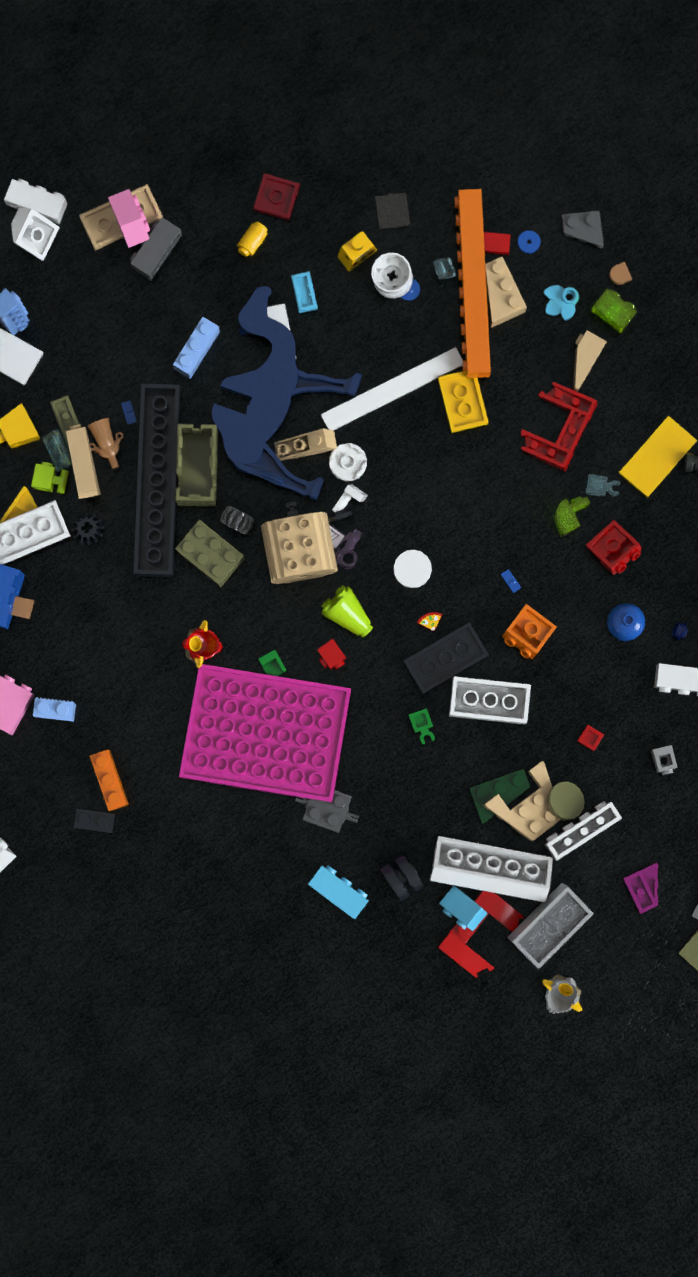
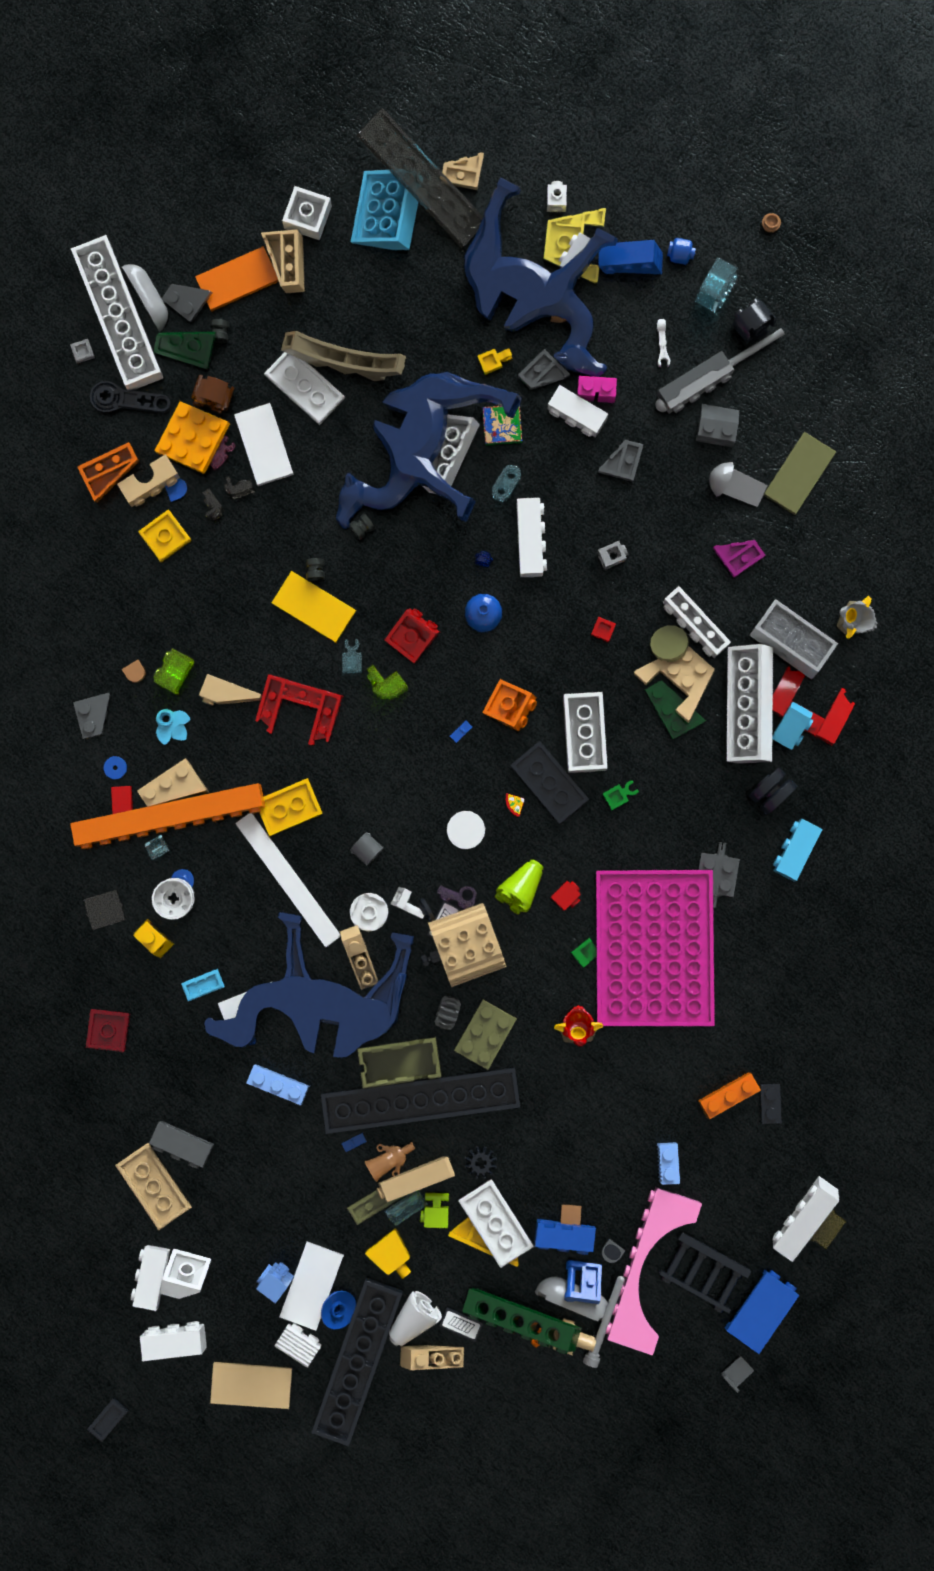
camera: 95 degrees left, 0 degrees up
(130, 217) = (156, 1175): bright pink brick -> none
(252, 239) = (156, 1047): yellow head -> none
(409, 468) = (366, 849): none -> dark grey piece

